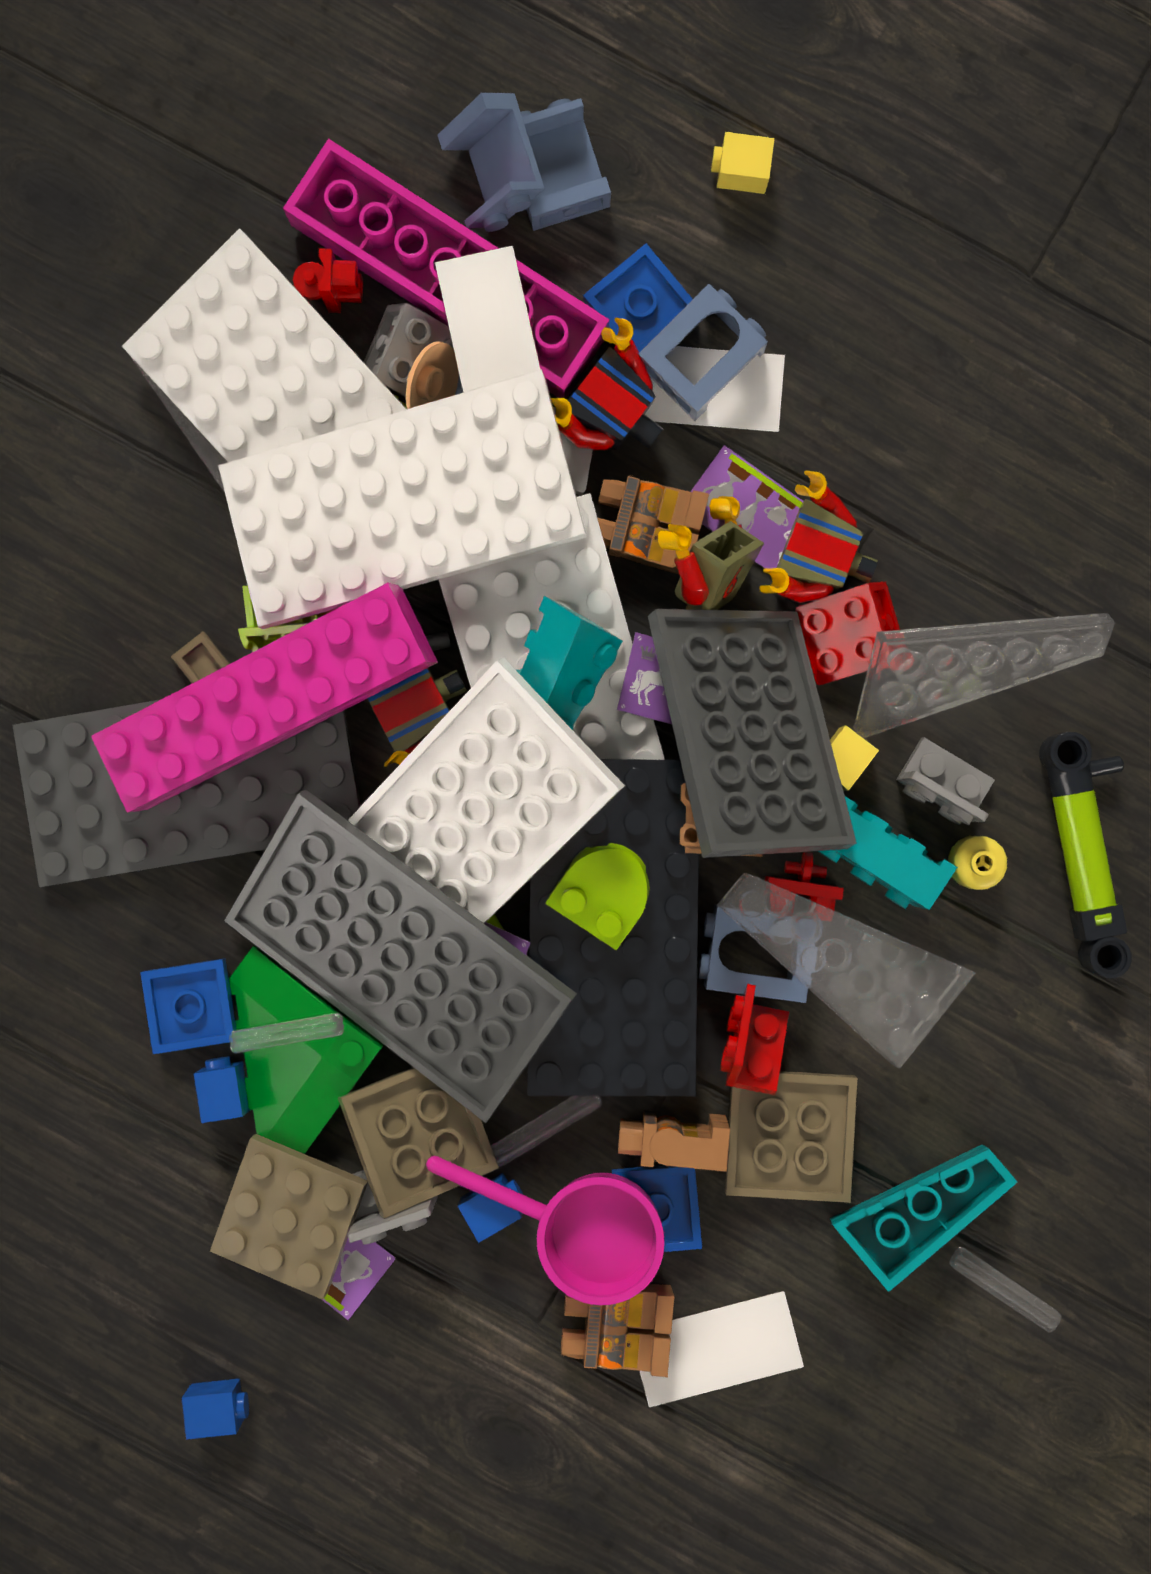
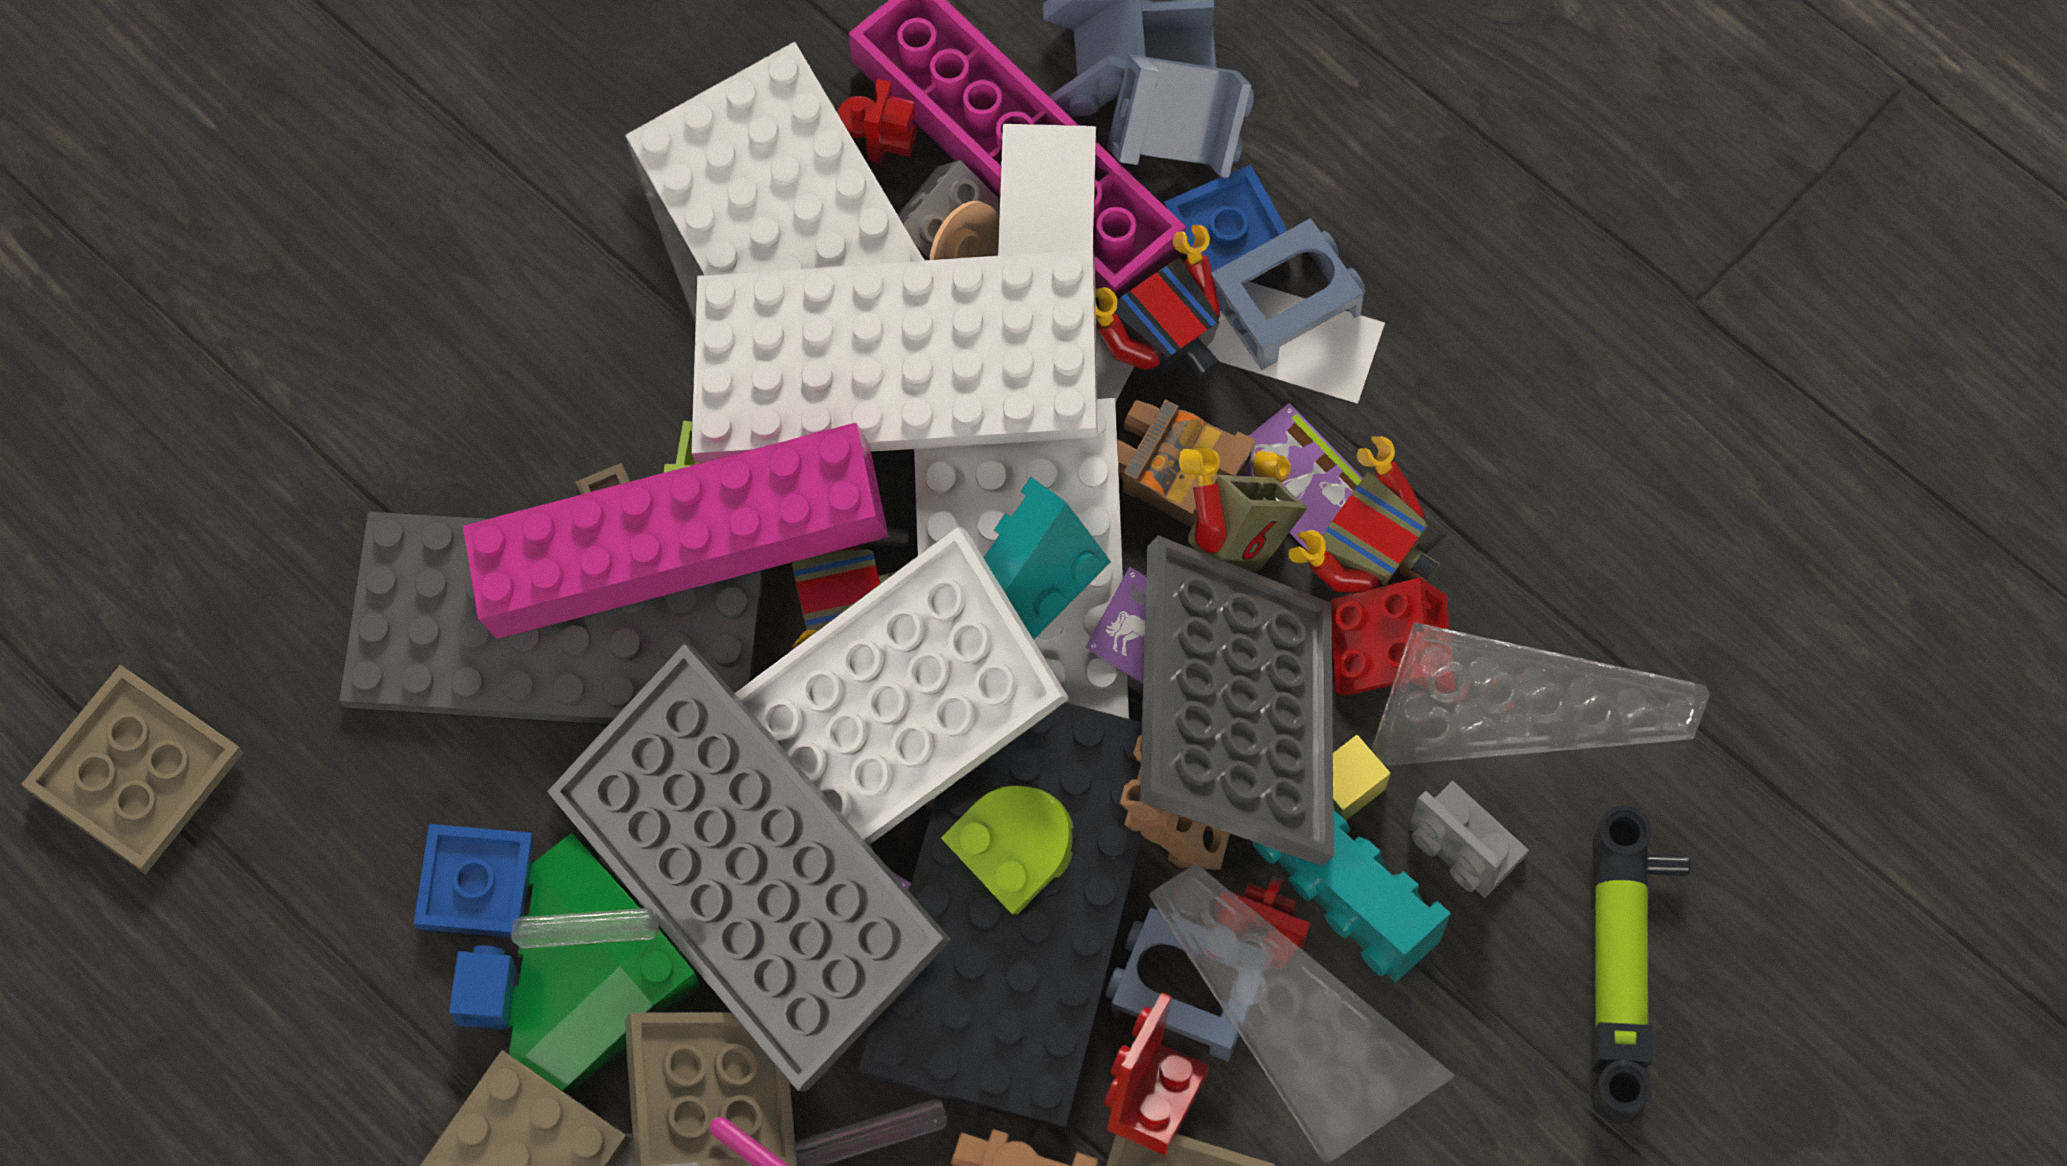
camera: 15 degrees right, 20 degrees down
(579, 214) = (1180, 113): none -> sand blue panel
(743, 162) = (1383, 107): light yellow brick -> none
(991, 858) = (1479, 953): light yellow head -> none

